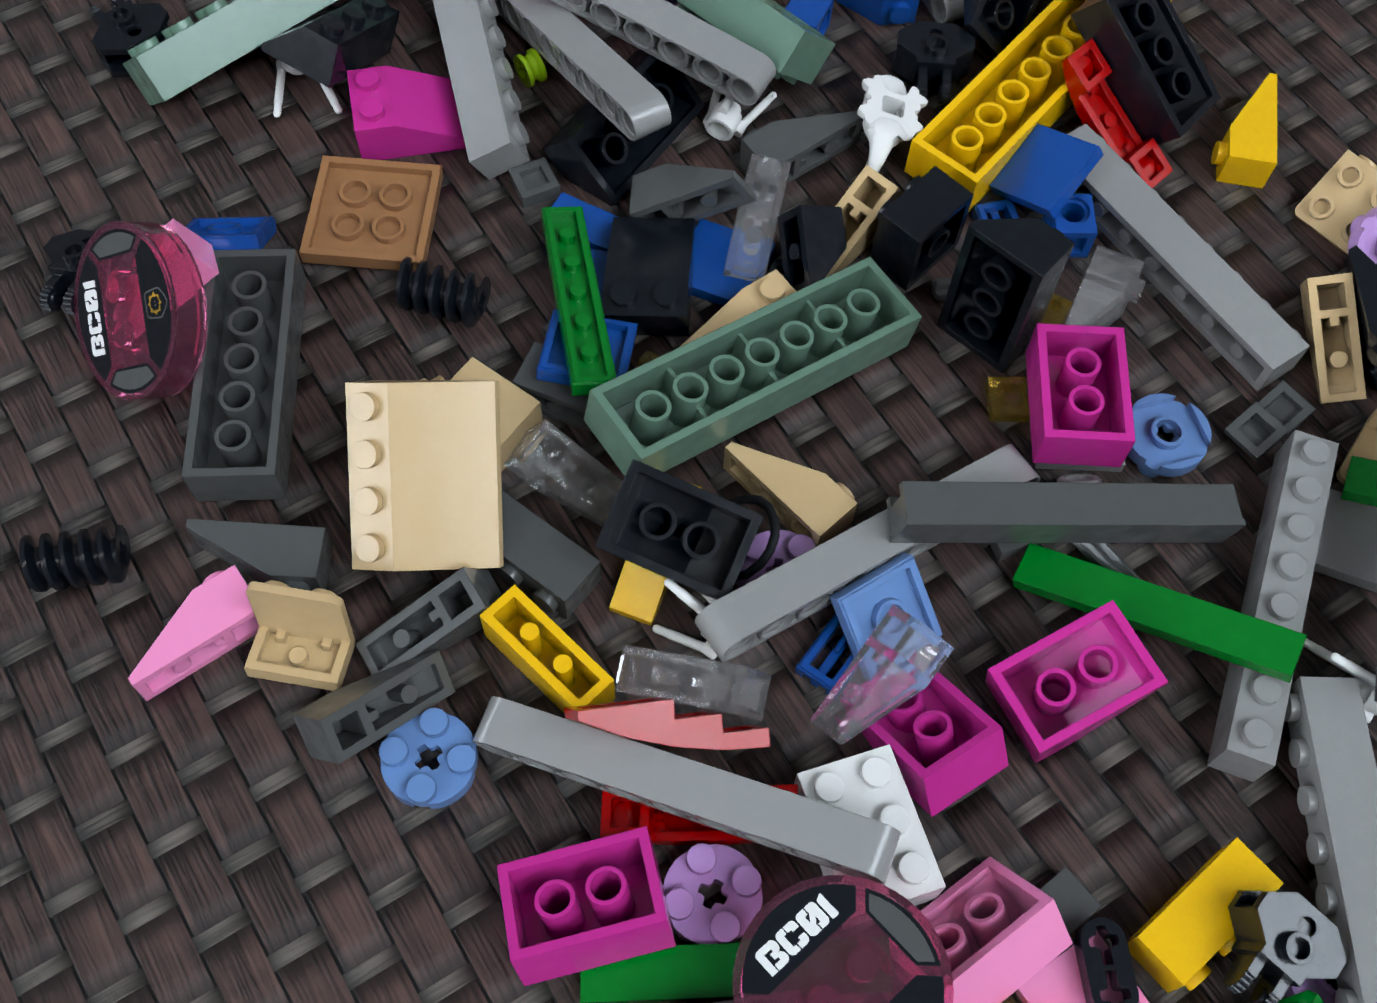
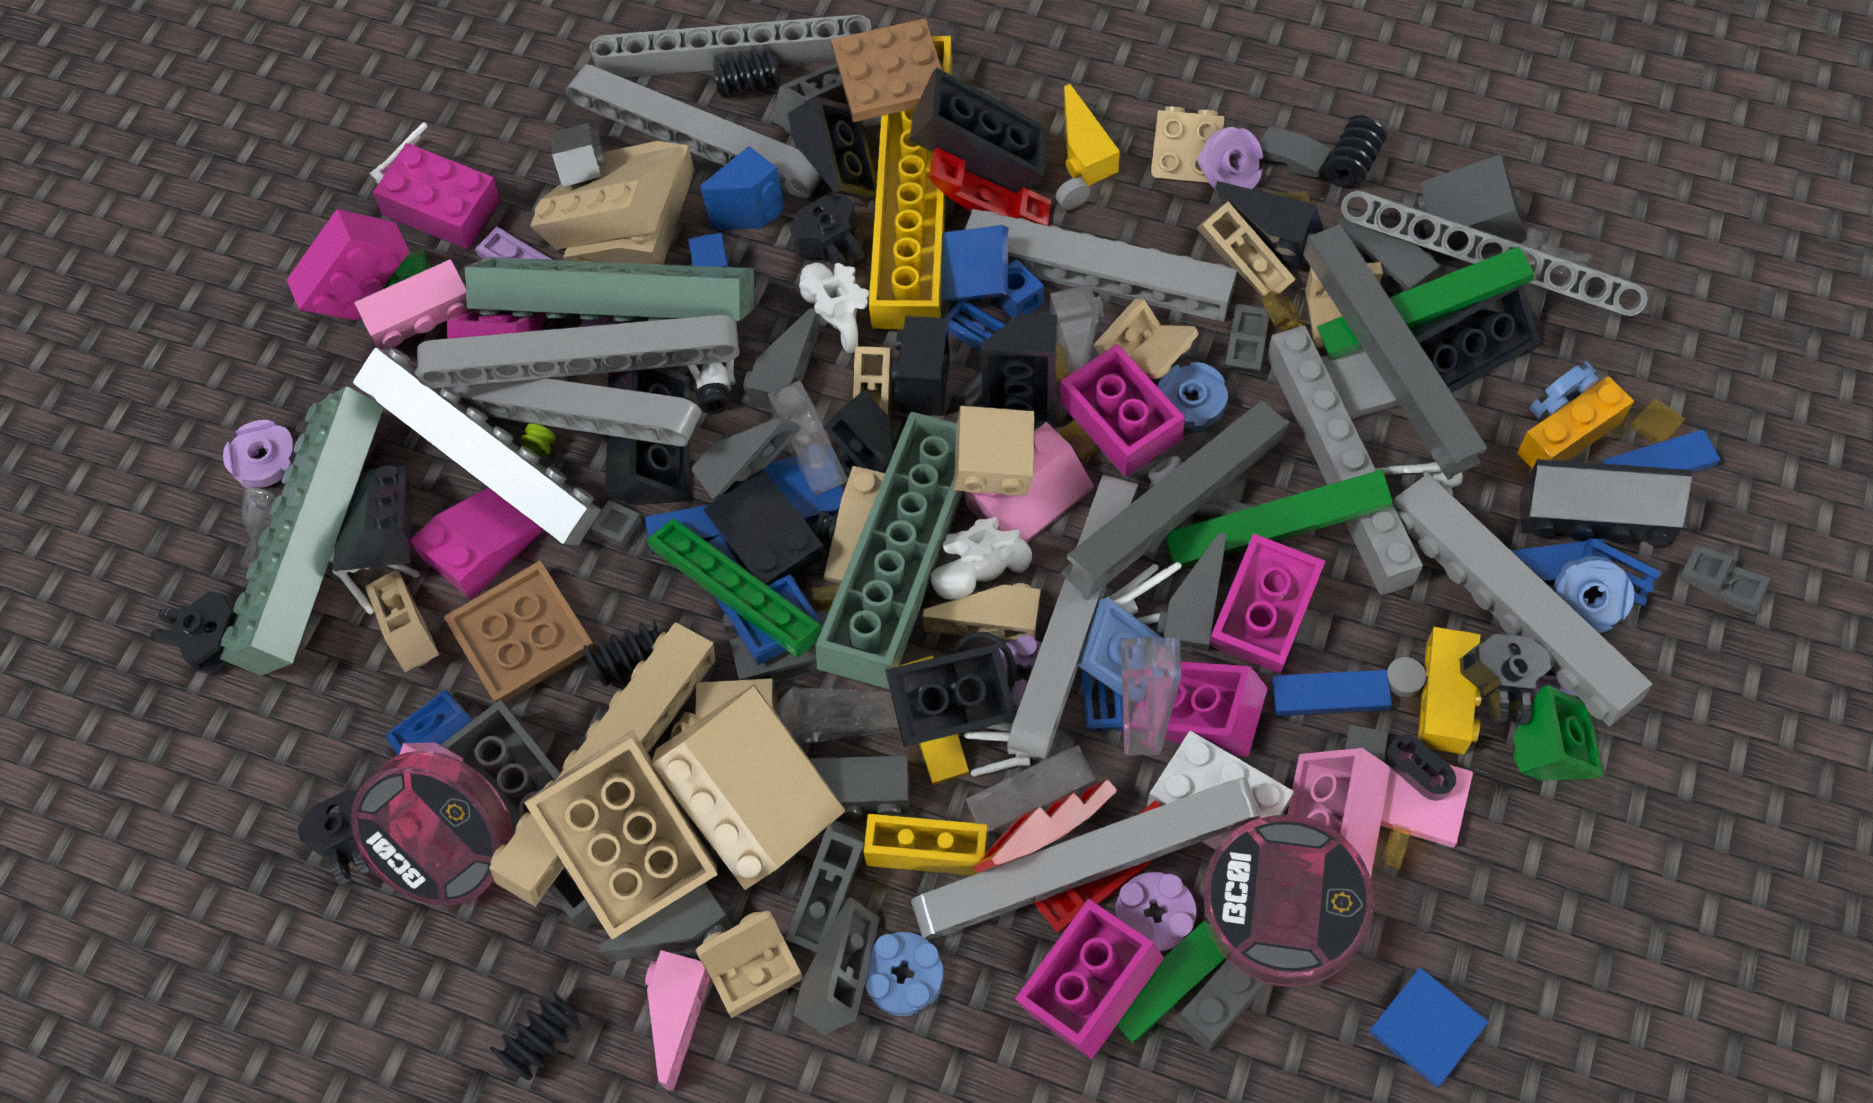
camera: 30 degrees left, 0 degrees up
(275, 431) = (622, 835): none -> tan slope
(285, 137) = (401, 621): none -> tan slope
(318, 362) = (647, 706): none -> tan brick
(708, 133) = (712, 398): none -> black bush
(708, 306) = (826, 526): none -> black bush
(827, 432) = (983, 555): none -> white animal
(914, 339) = (994, 450): none -> tan piece
(929, 406) = (1055, 488): none -> bright pink slope
(933, 575) = (1126, 595): none -> white plant
(1006, 624) = (1194, 602): none -> dark grey slope
(1074, 822) = (1330, 693): none -> blue tile
(1160, 351) = (1146, 341): none -> tan bracket
(1166, 866) = (1406, 677): none -> light grey tile
(1198, 175) = (1072, 193): none -> light grey tile
(1325, 416) = (1281, 311): none -> clear yellow tile

